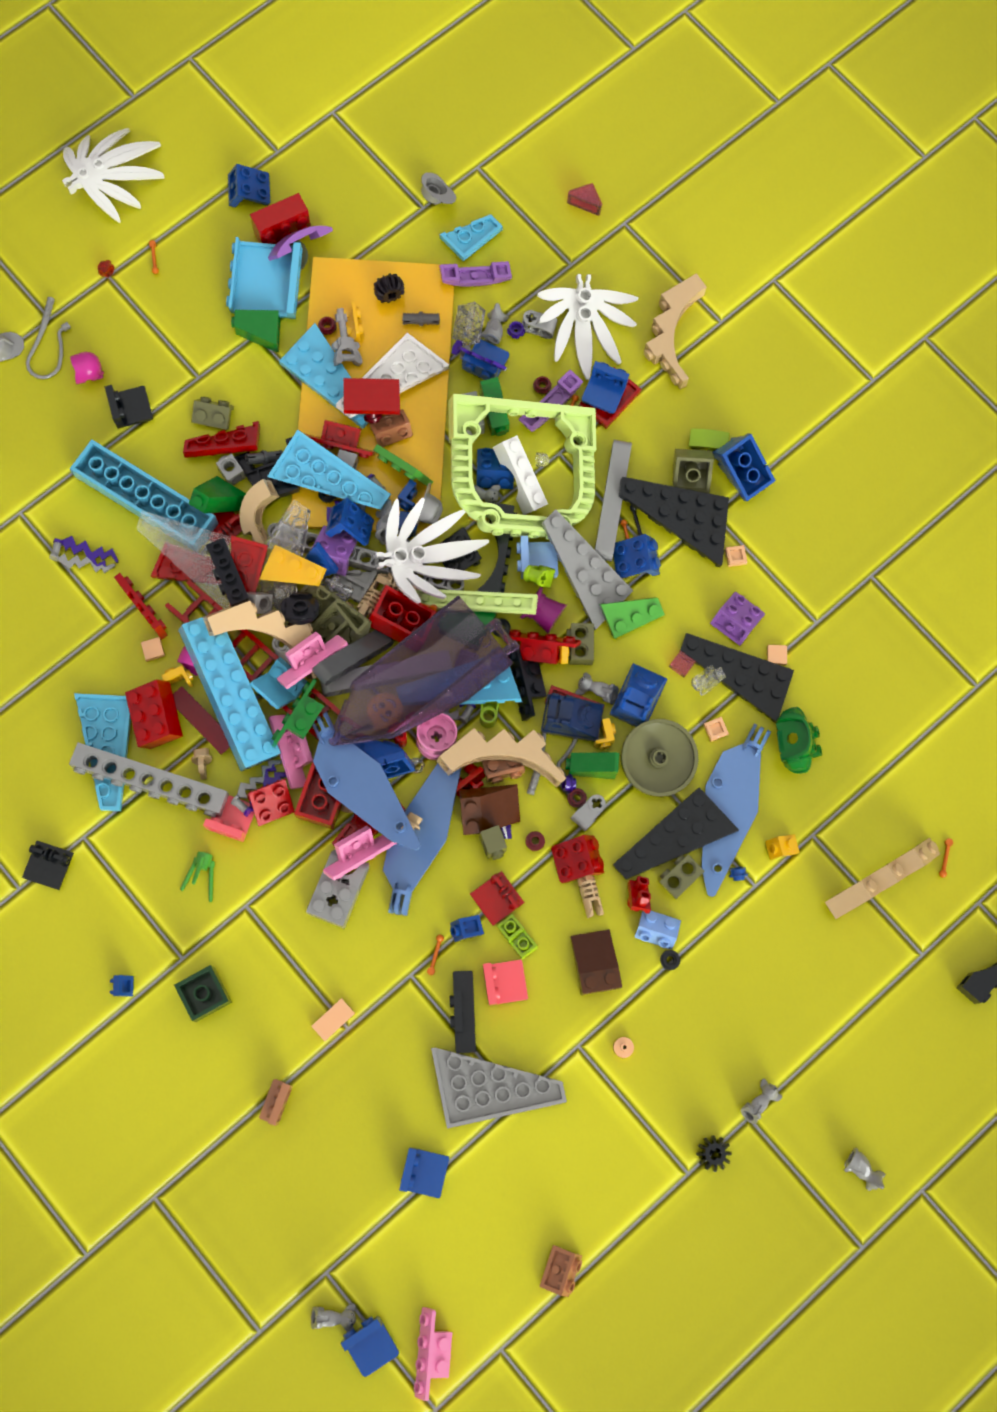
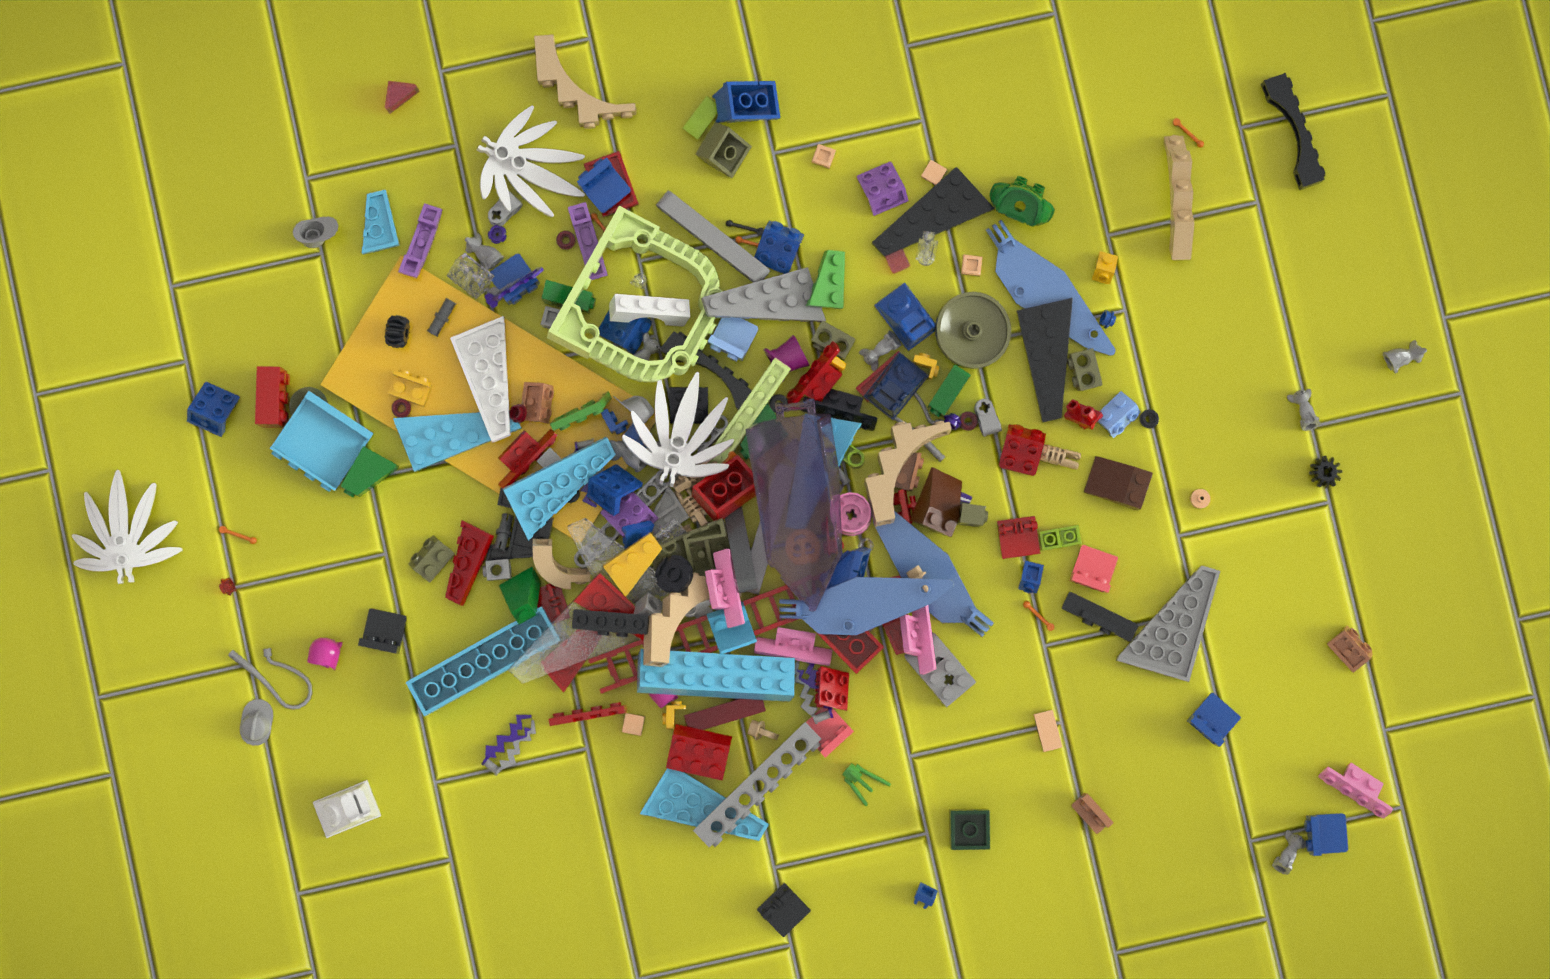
camera: 55 degrees left, 10 degrees up
(283, 247) = (304, 411): medium lavender slope -> none
(303, 716) = (774, 623): green bracket -> none
(345, 343) = (430, 401): light grey piece -> none
(371, 396) = (502, 405): red tile -> none
(535, 847) = (982, 482): dark red plate -> none
(539, 575) = (753, 343): lime piece -> none
(689, 514) = (763, 178): black wing -> none

